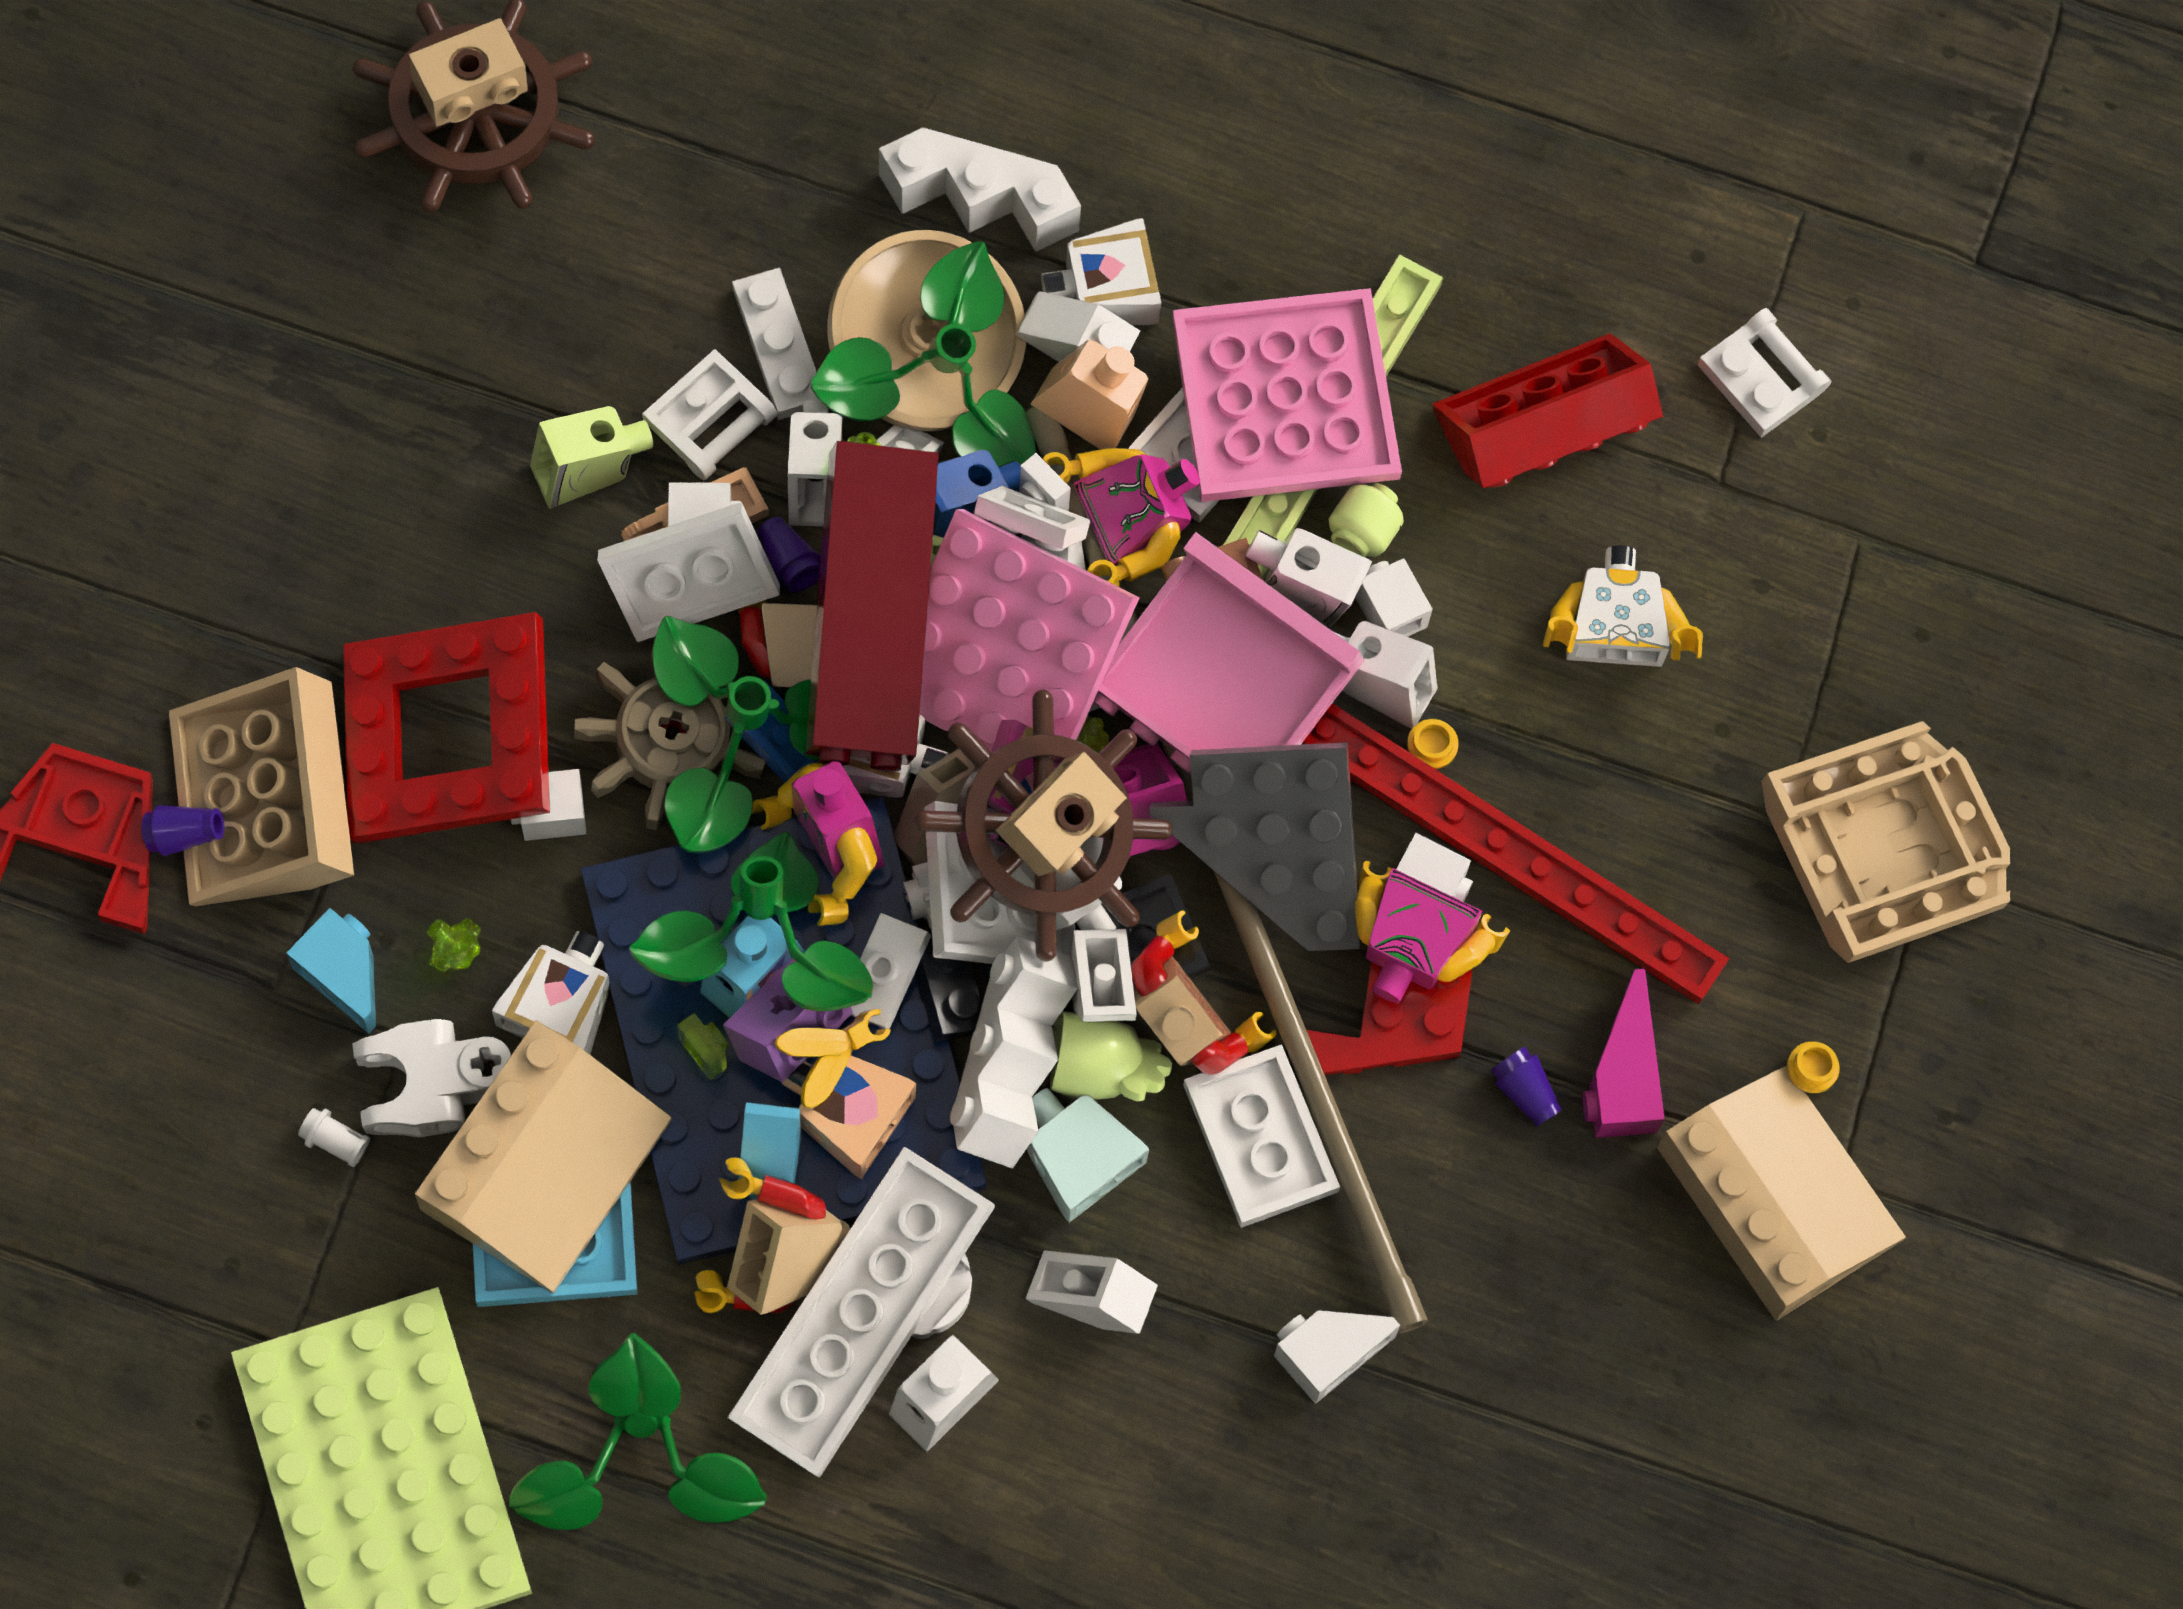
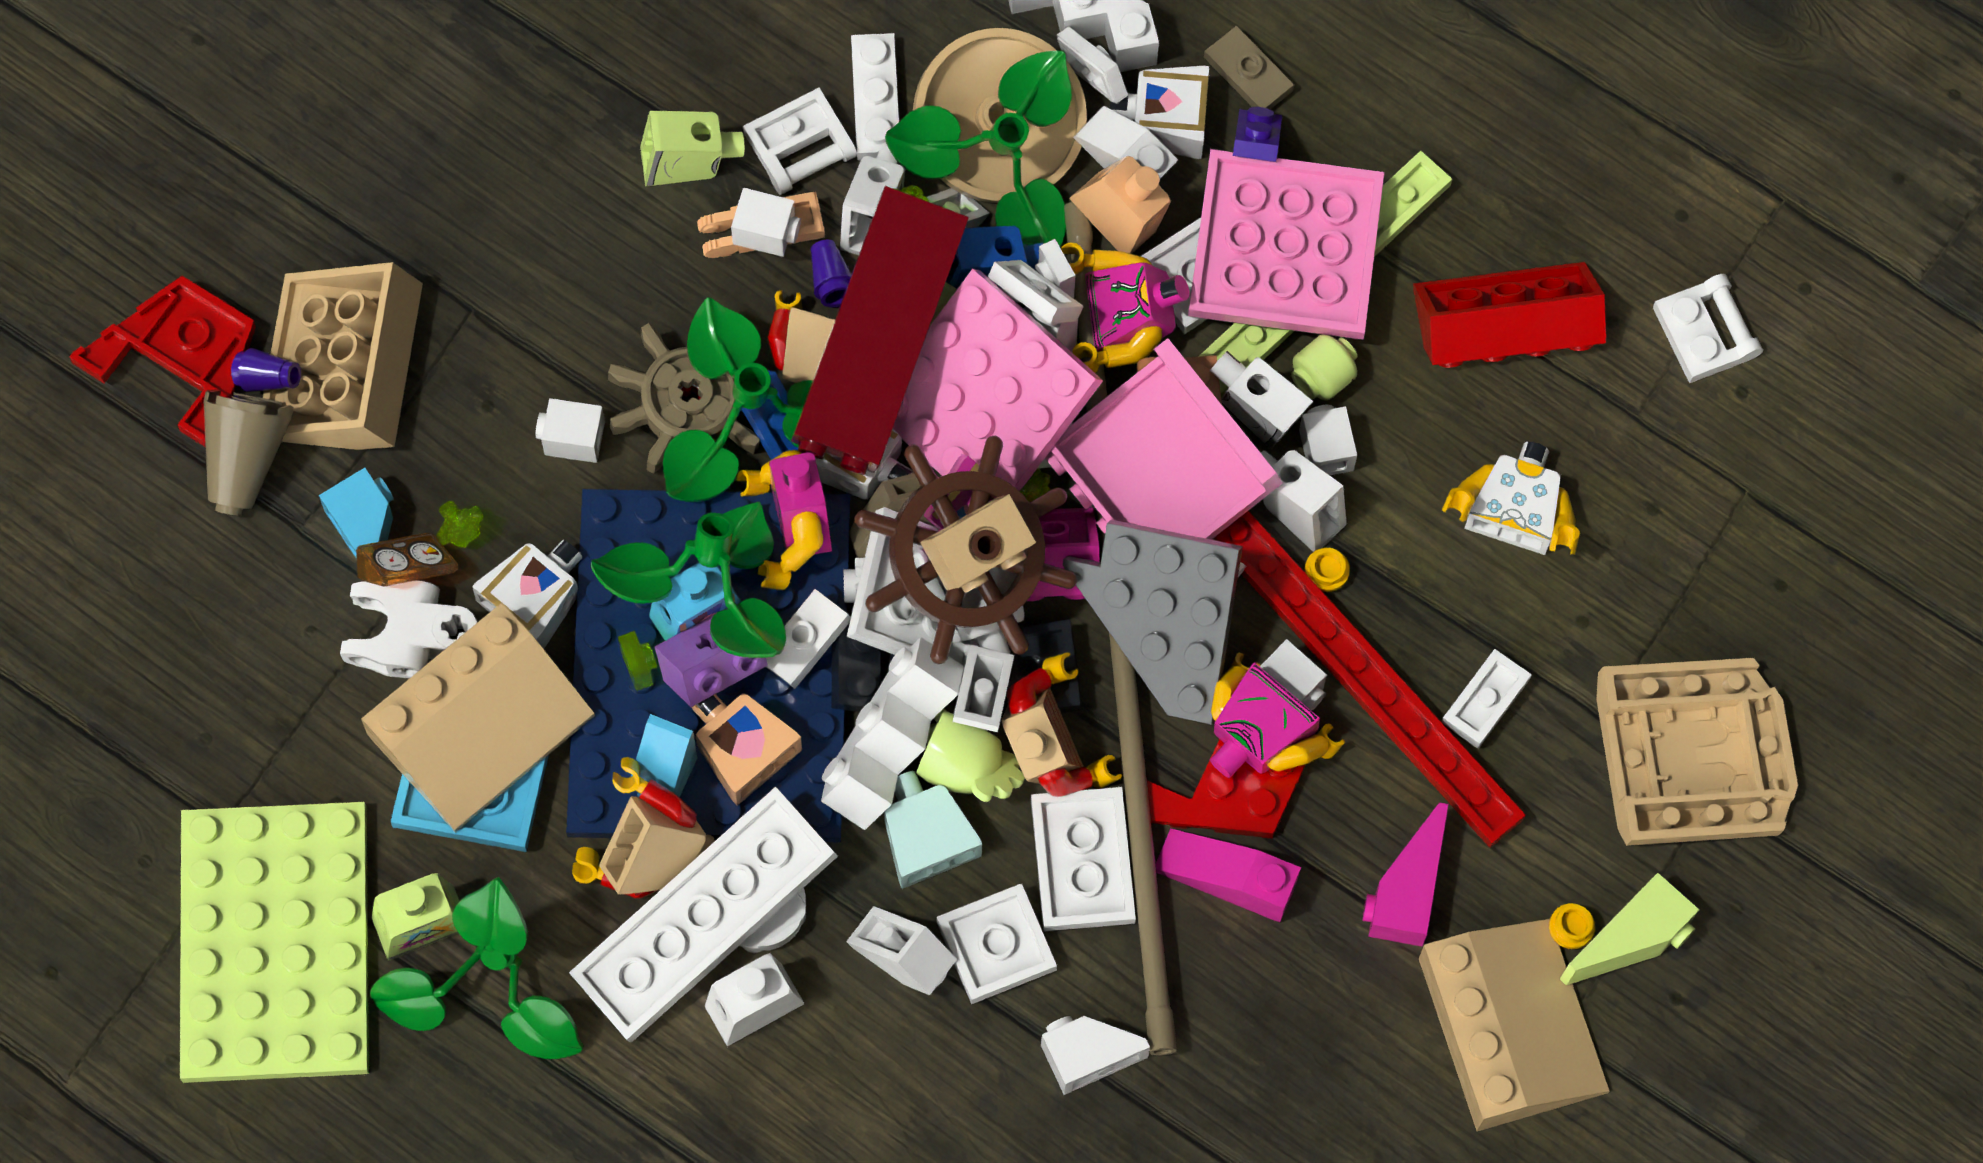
camera: 20 degrees right, 0 degrees up
(180, 920) = (240, 446): none -> dark tan cone
(333, 1136) = (315, 656): white pin -> none
(405, 1001) = (403, 560): none -> slope
(516, 783) = (544, 406): red plate -> none
(536, 1400) = (415, 915): none -> yellowish green torso
(689, 571) = (740, 265): white plate -> none
(833, 1053) = (738, 691): yellow piece -> none
(1015, 248) = (1092, 65): none -> white plate
(1183, 213) = (1248, 70): none -> dark tan plate
(1194, 1255) = (996, 943): none -> white plate
(1217, 280) = (1257, 134): none -> dark purple plate
(1427, 1107) = (1229, 872): none -> dark pink slope
(1527, 1086) = (1321, 876): dark purple cone -> none
(1648, 841) = (1486, 698): none -> white plate
(1891, 1052) = (1637, 933): none -> yellowish green slope

